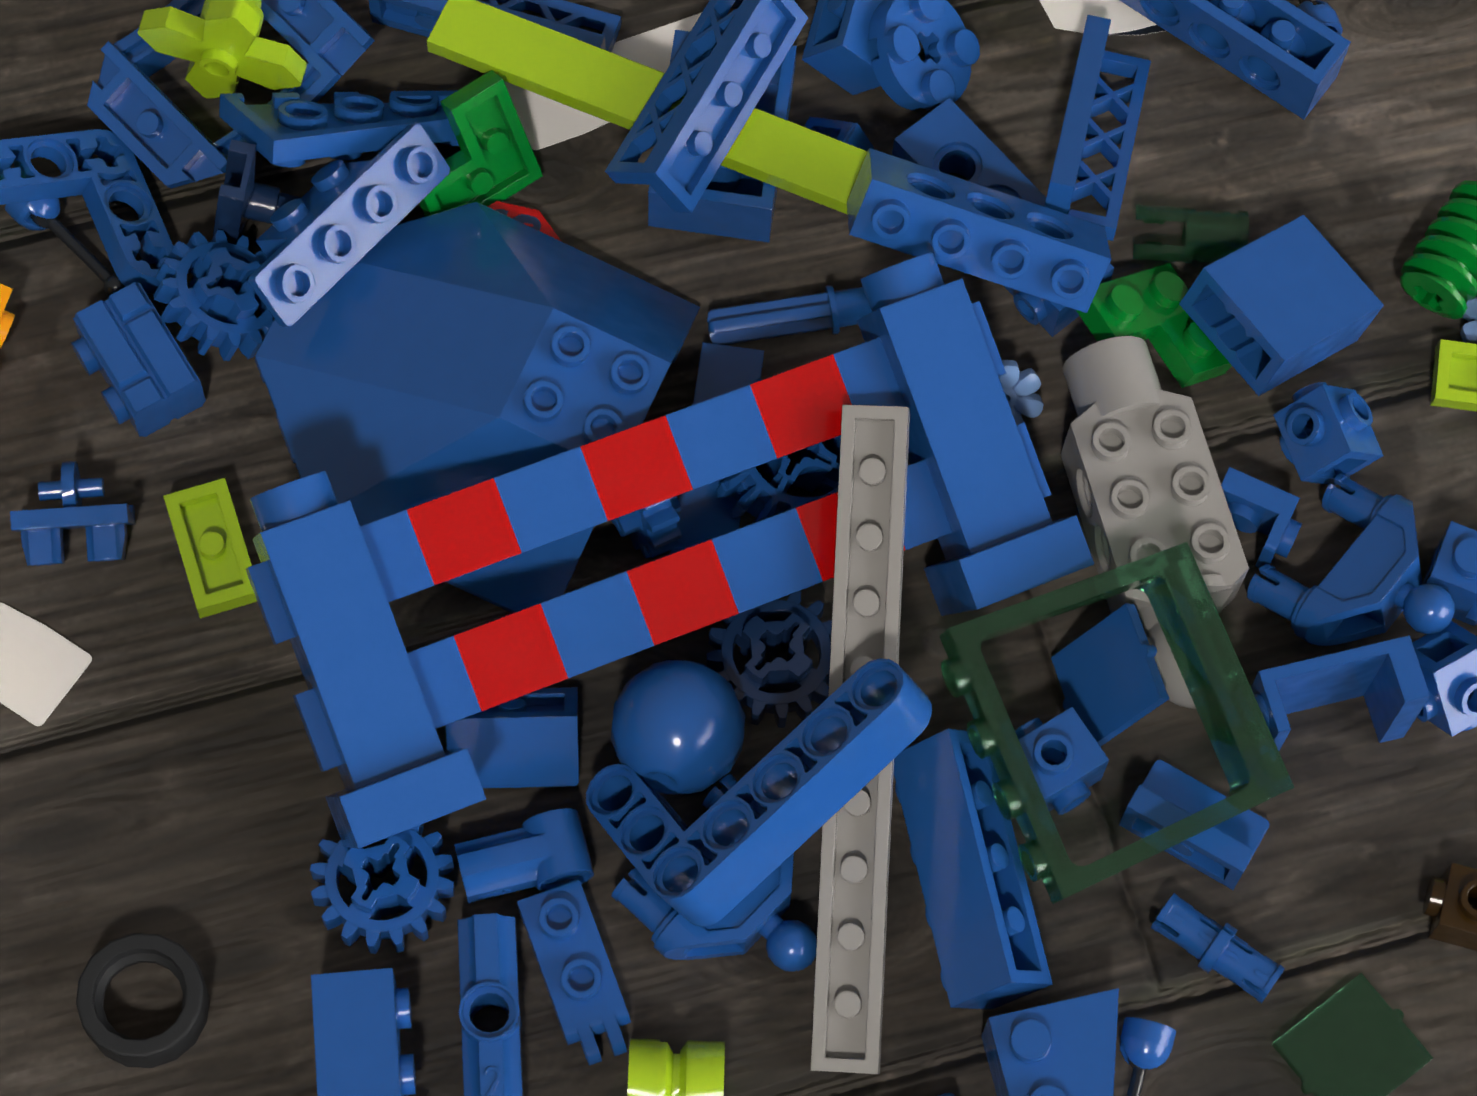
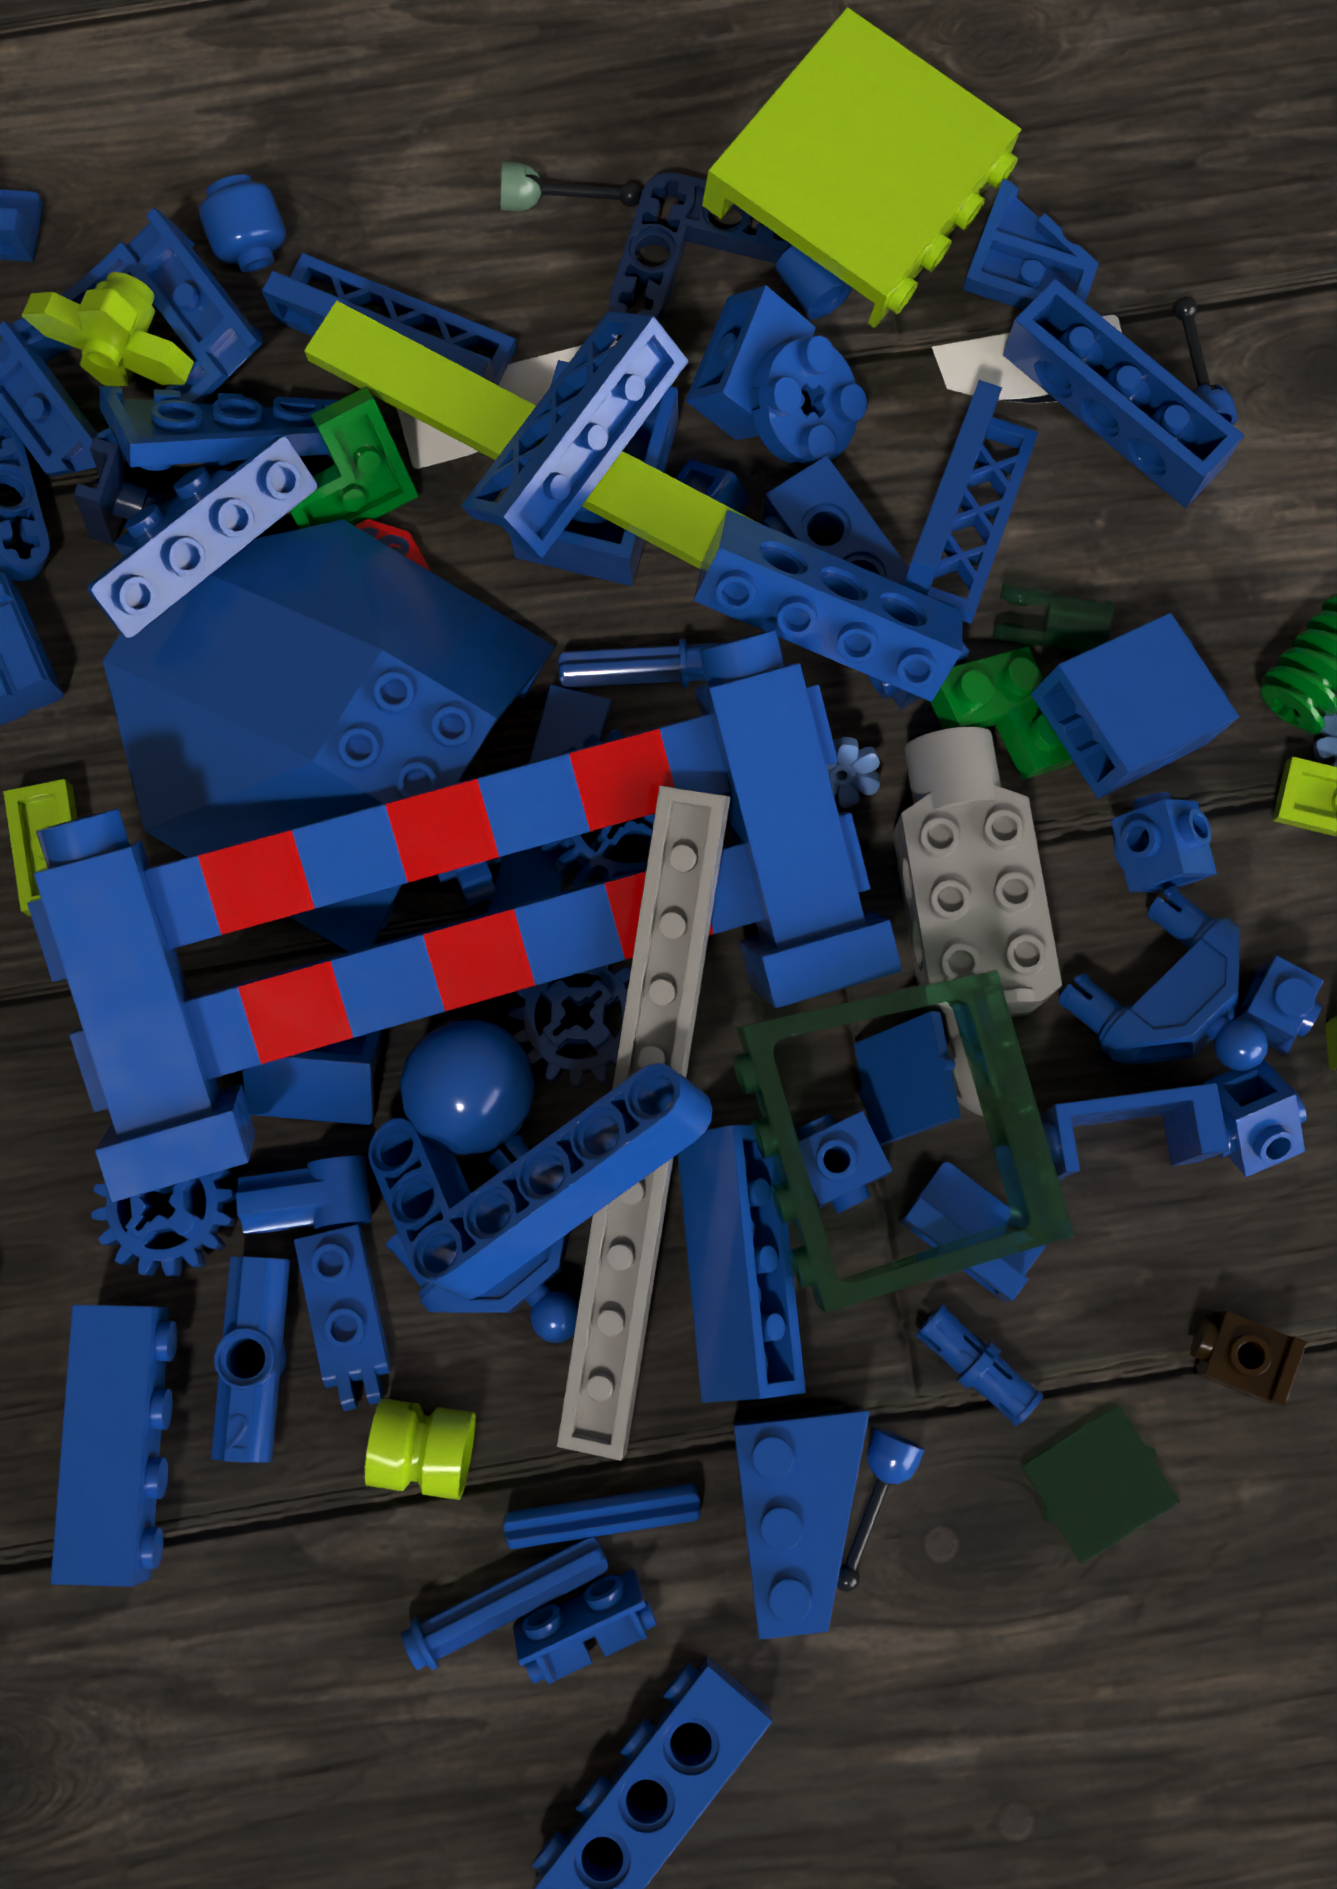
camera: 15 degrees right, 10 degrees up
(219, 298) = (65, 603): blue gear -> none
(1262, 509) = (1081, 912): blue bracket -> none

